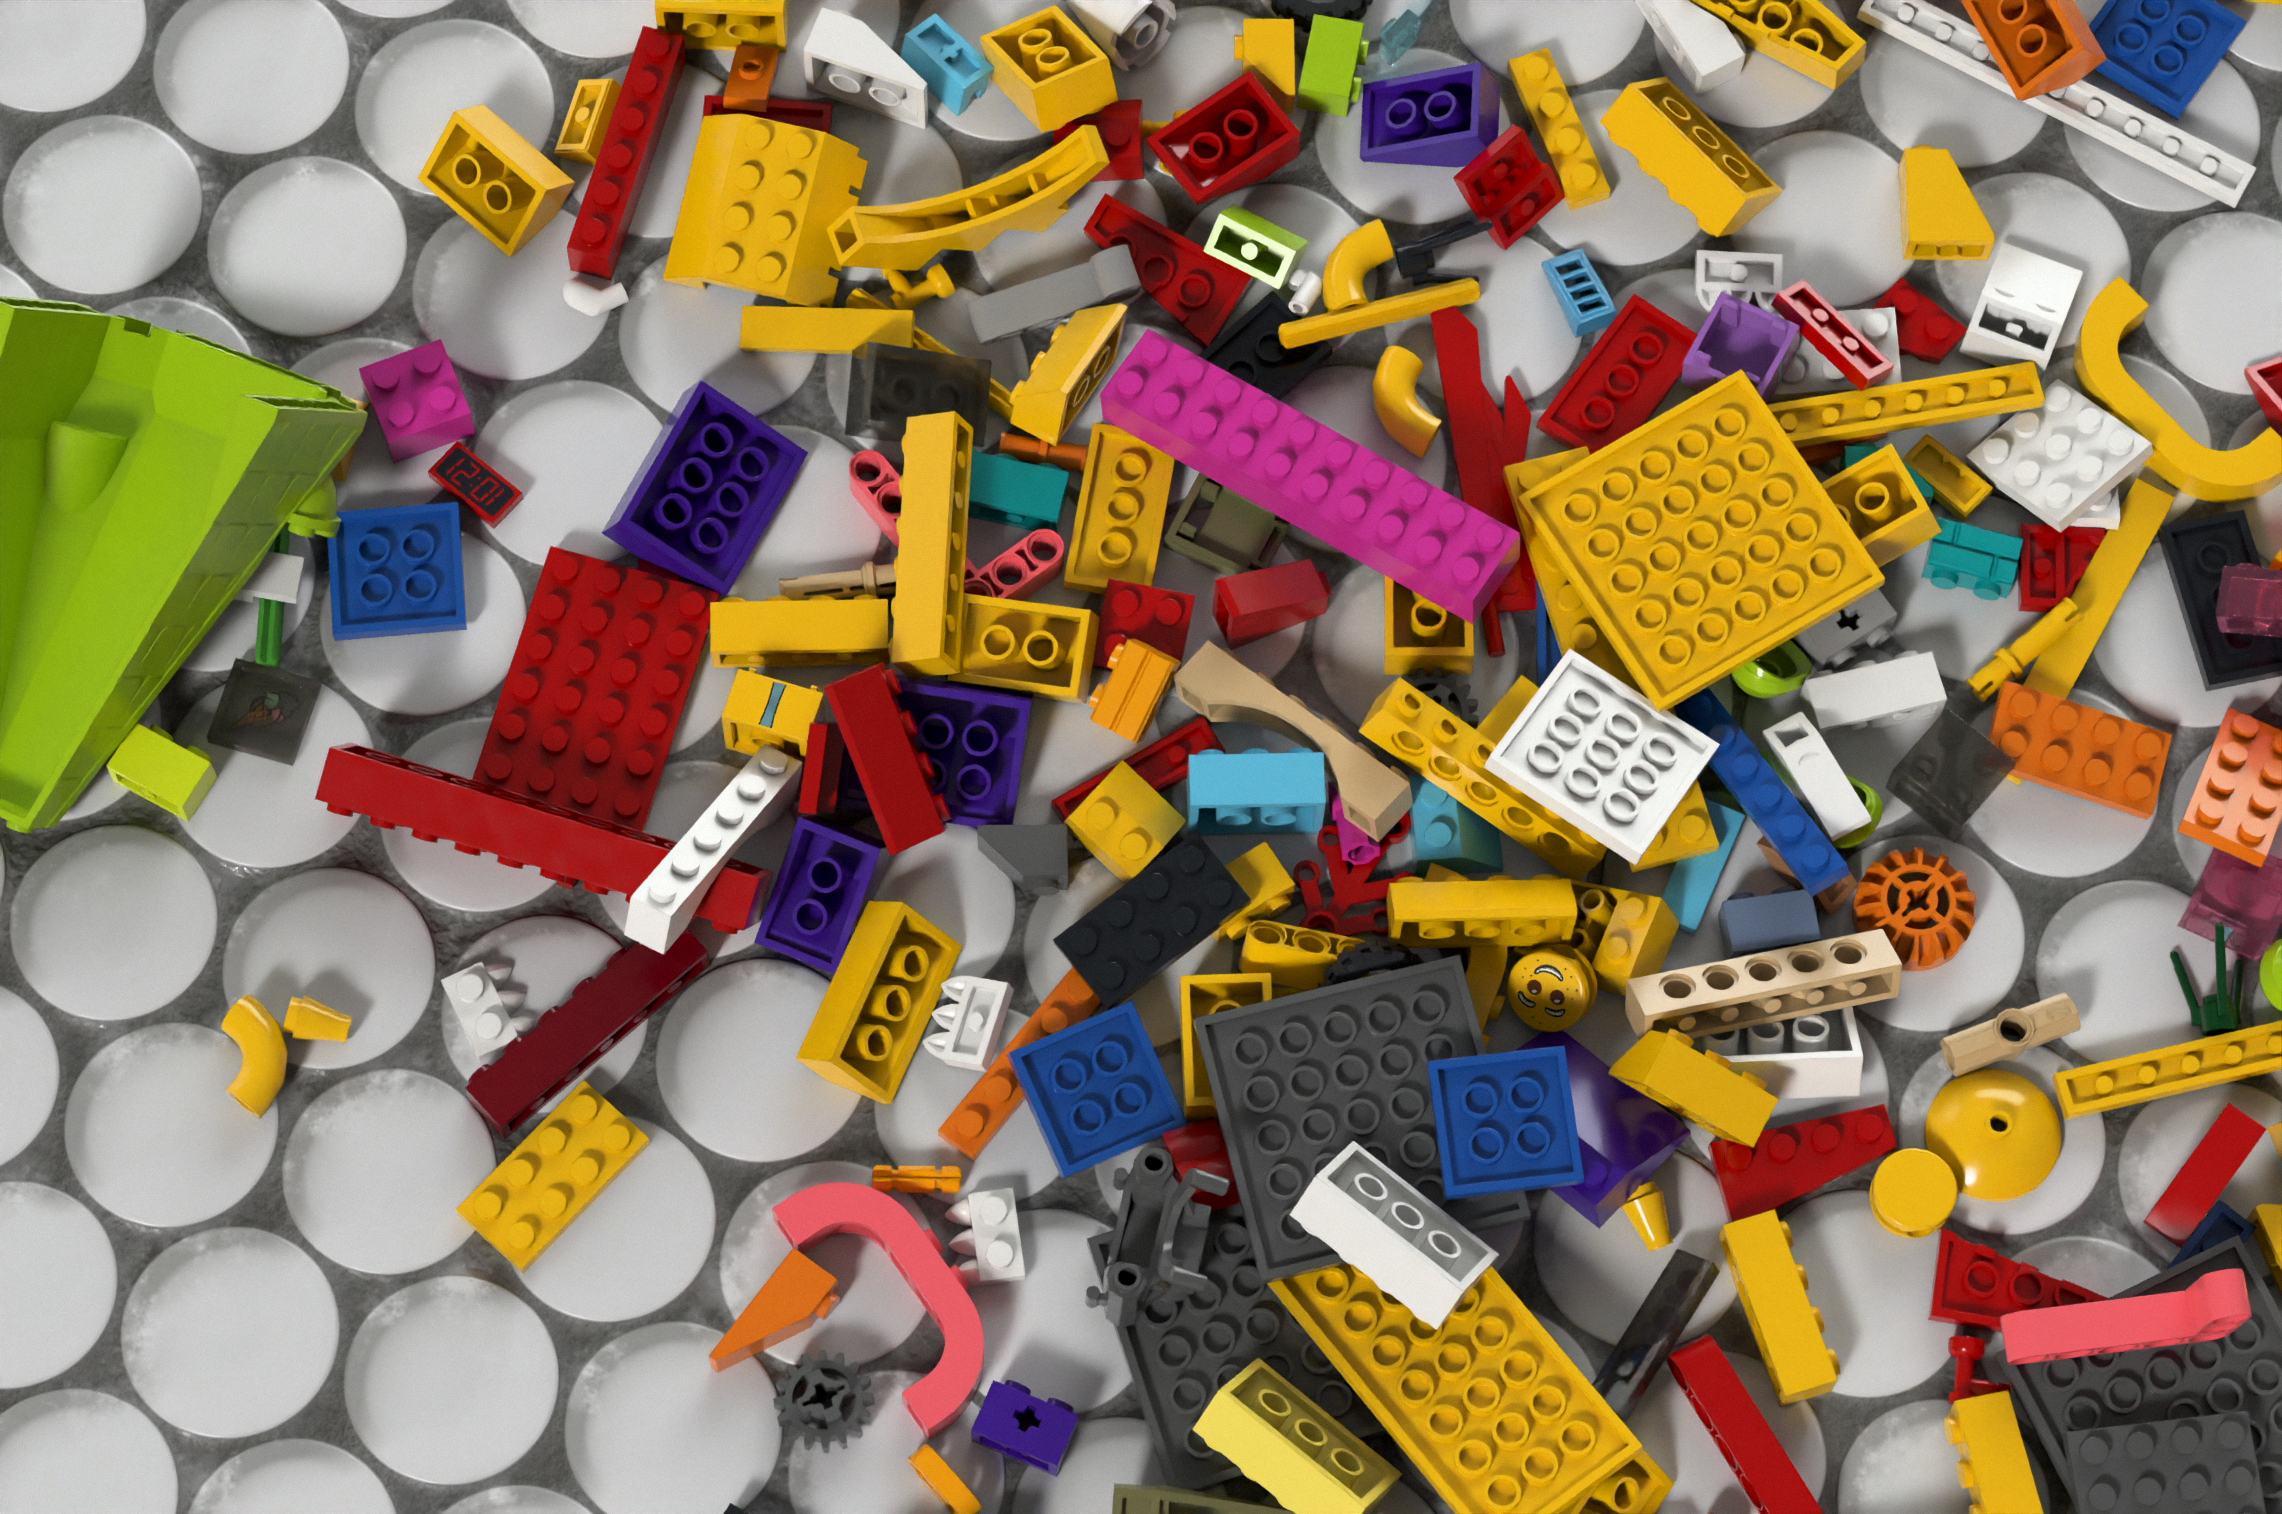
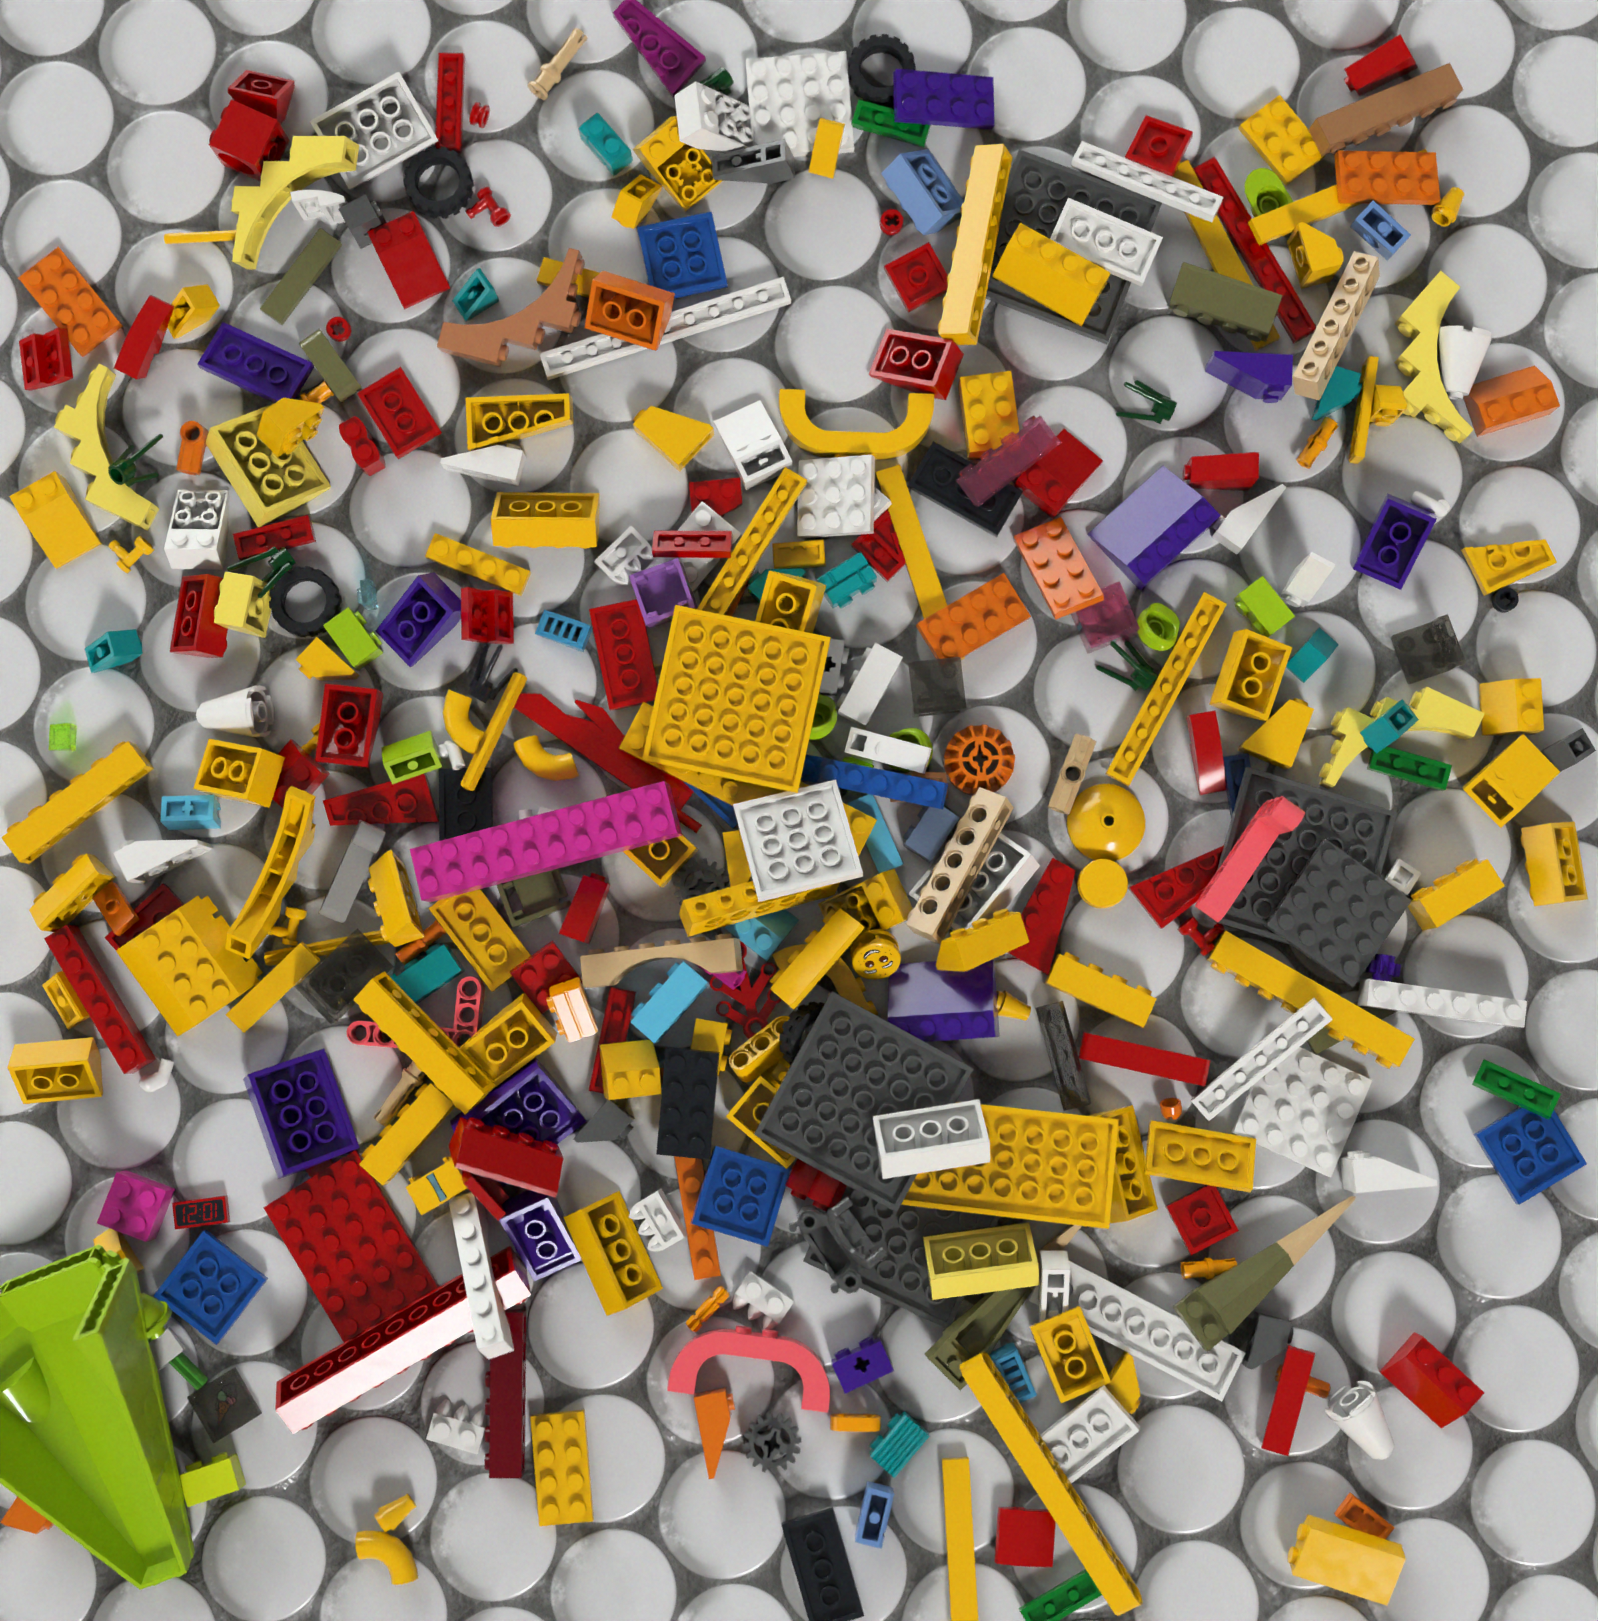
camera: 40 degrees left, 15 degrees up
(1505, 1122) = (925, 1044): blue plate -> none
(2011, 660) = (909, 599): yellow pin -> none

